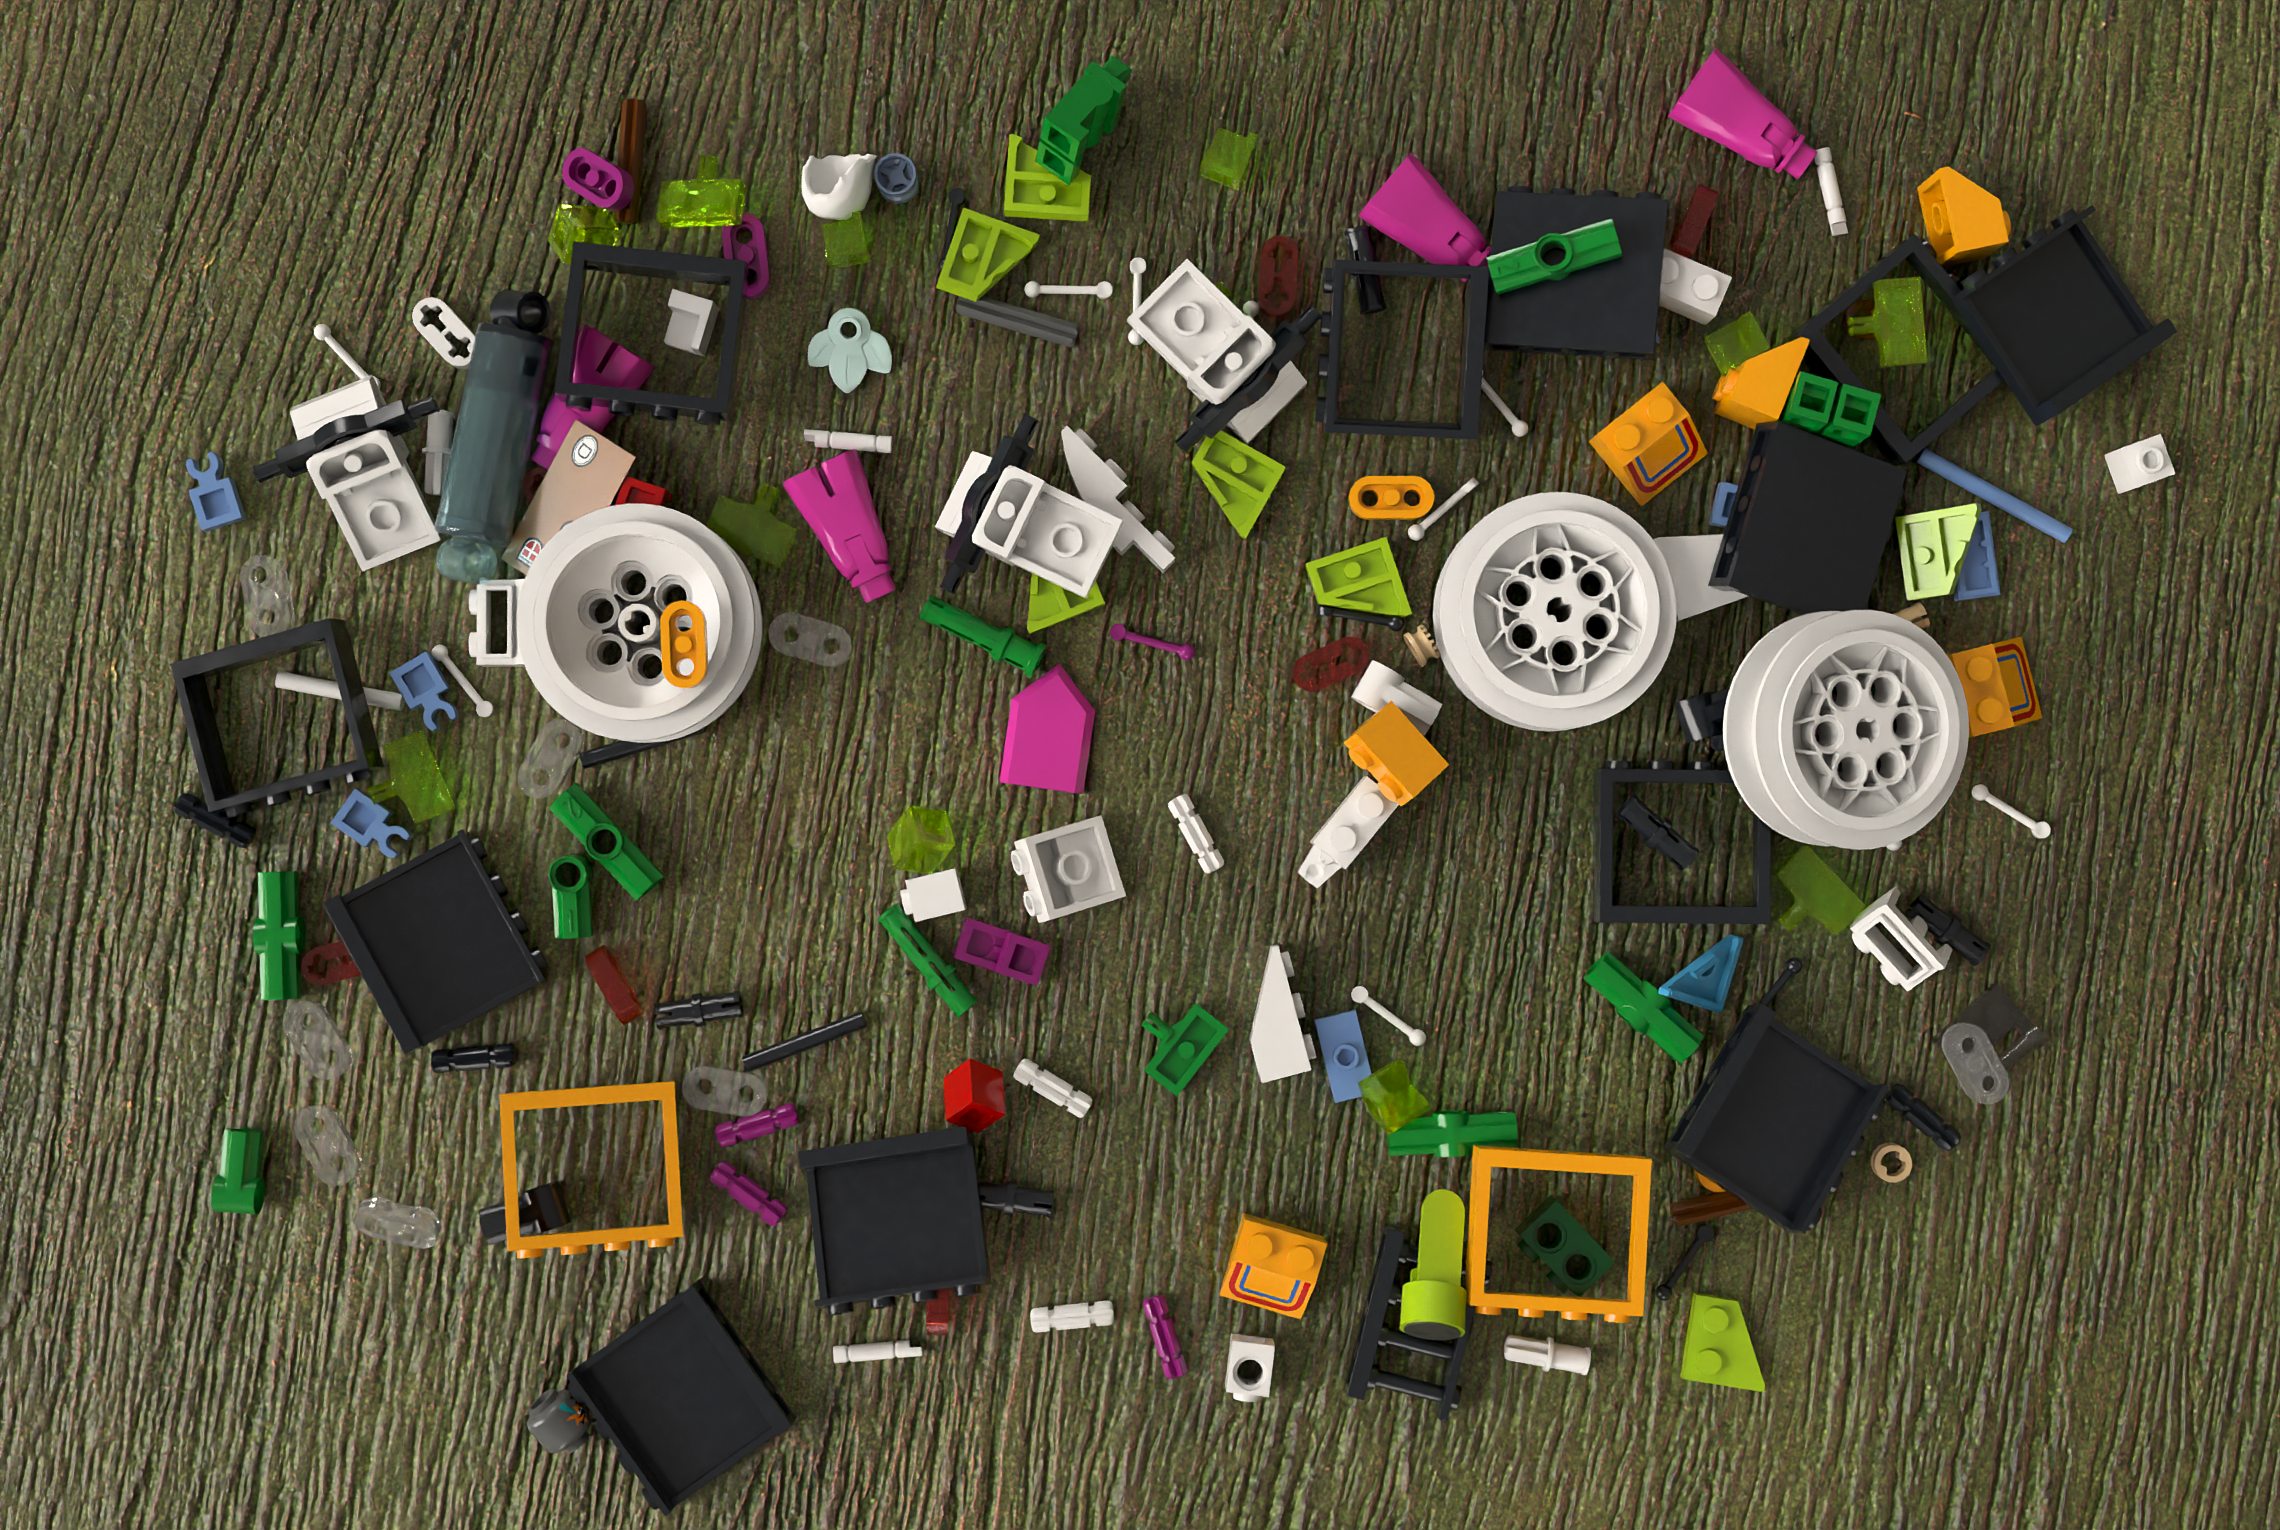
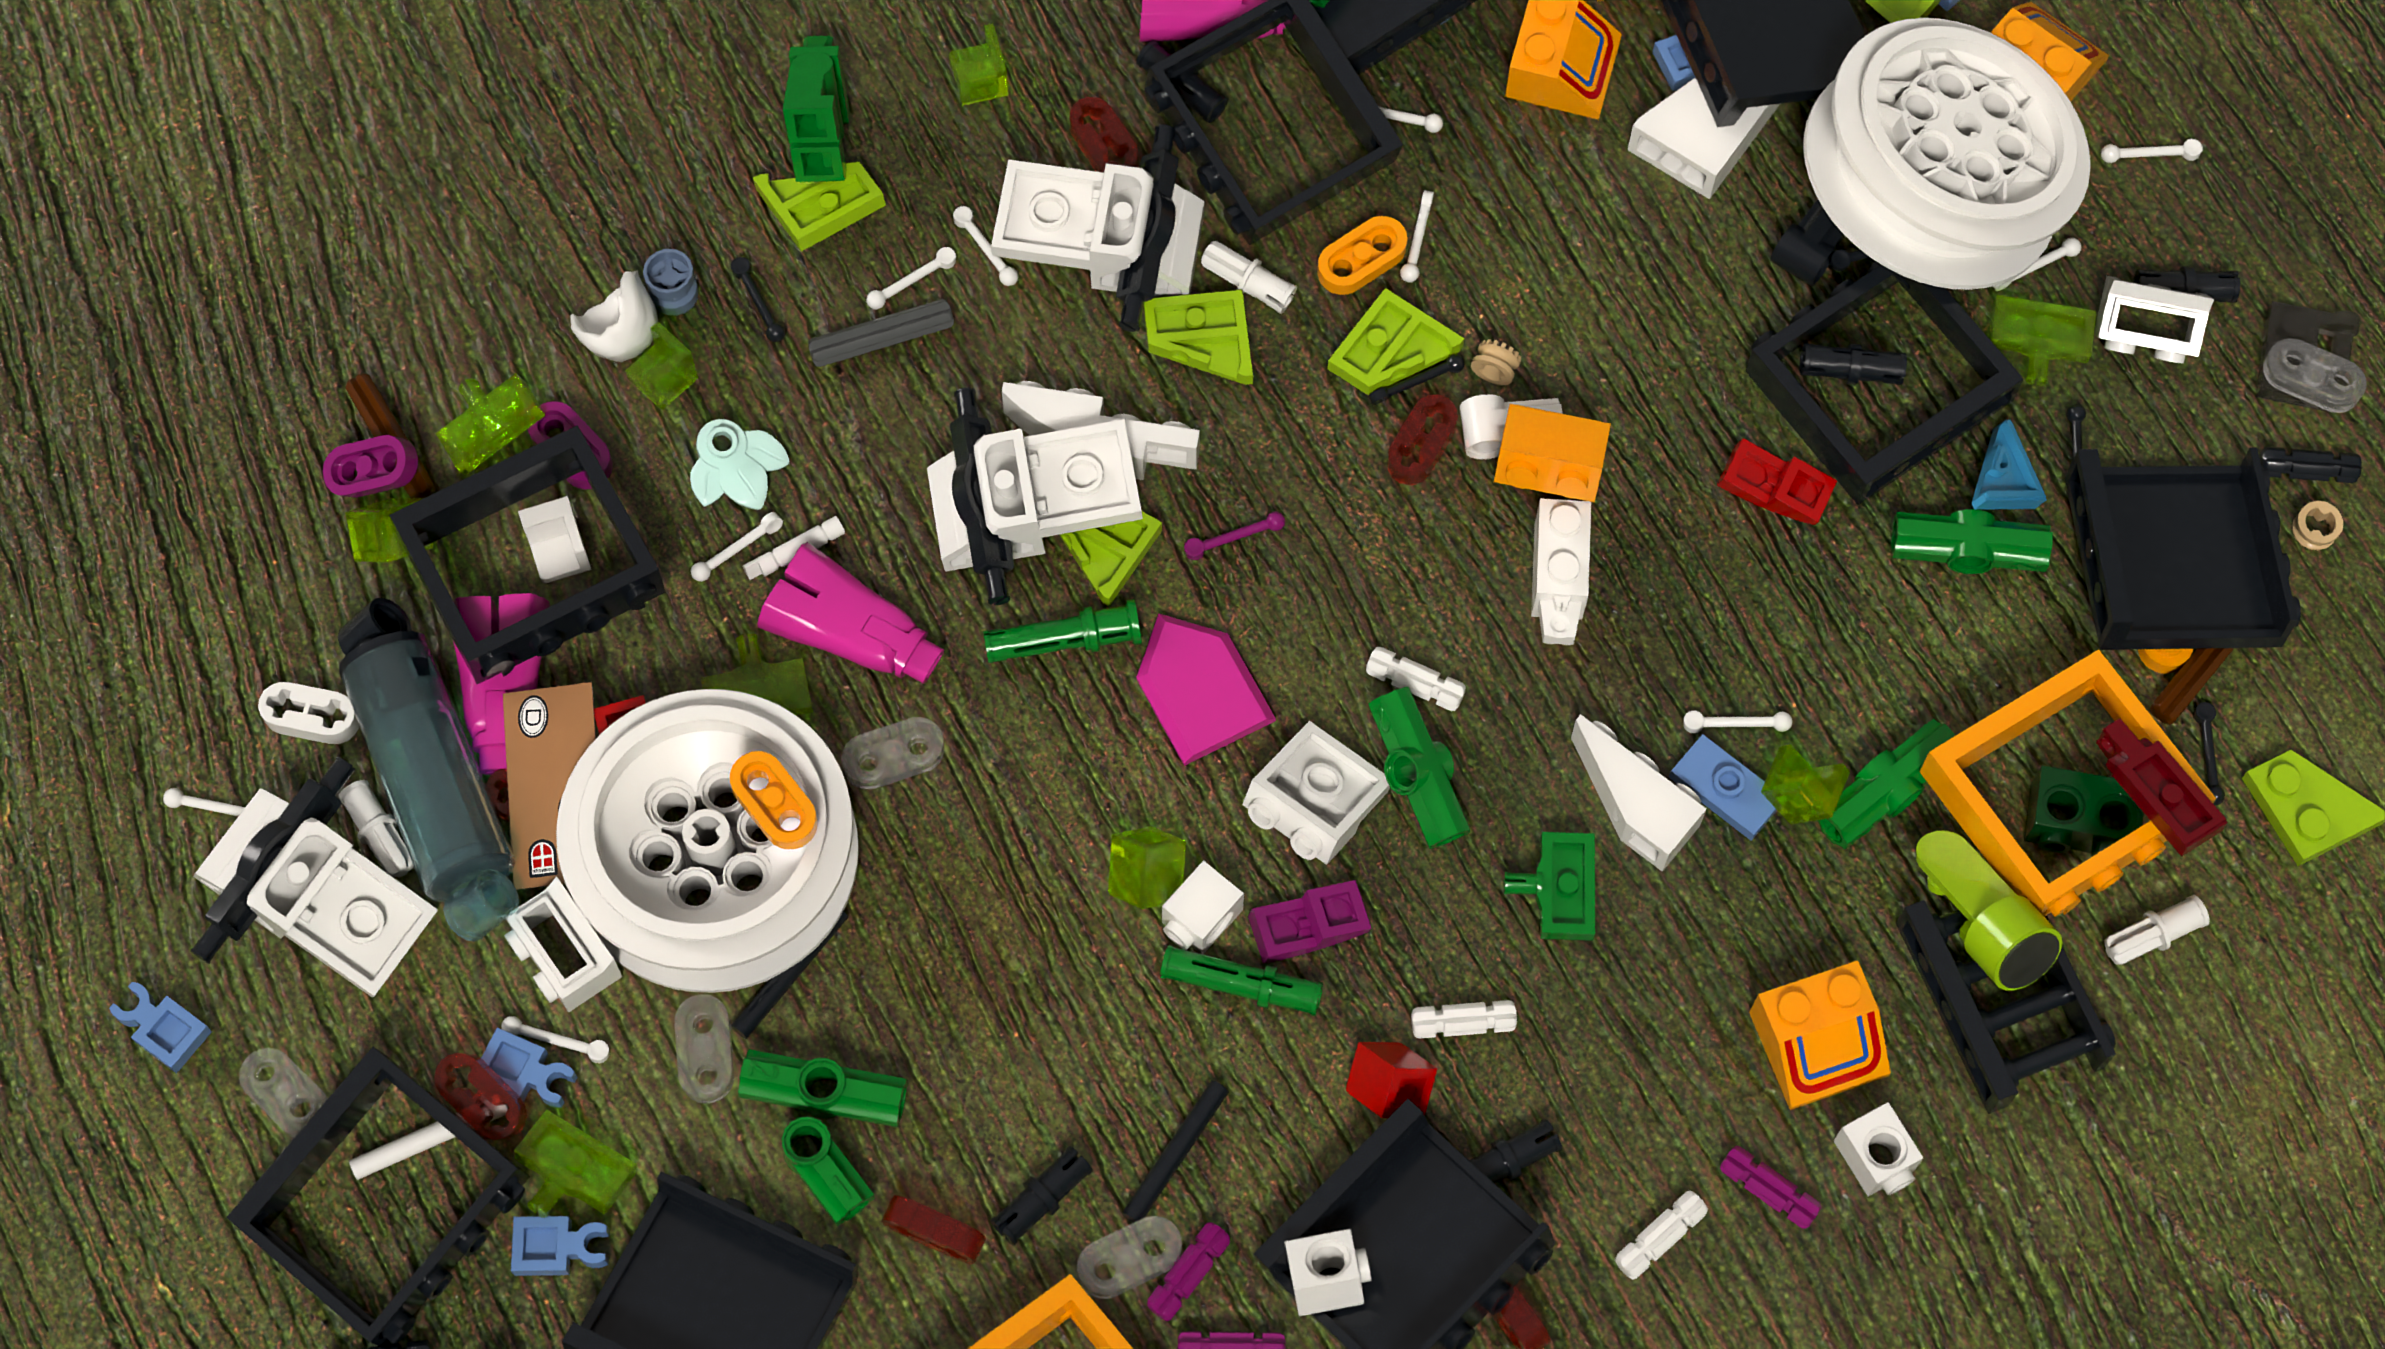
camera: 30 degrees left, 20 degrees down
(383, 693) = (489, 1087): none -> clear red beam
(775, 412) = (769, 524): none -> white hinge
(820, 1185) = (1324, 1293): none -> white brick
(982, 254) = (804, 294): lime wing -> none
(1147, 902) = (1419, 767): none -> green piece
(1300, 457) = (1248, 276): none -> white axle
(1477, 621) = (1625, 316): white wheel -> none
(1547, 869) = (1776, 485): none -> red slope
(1606, 1288) = (2160, 788): none -> dark red hinge

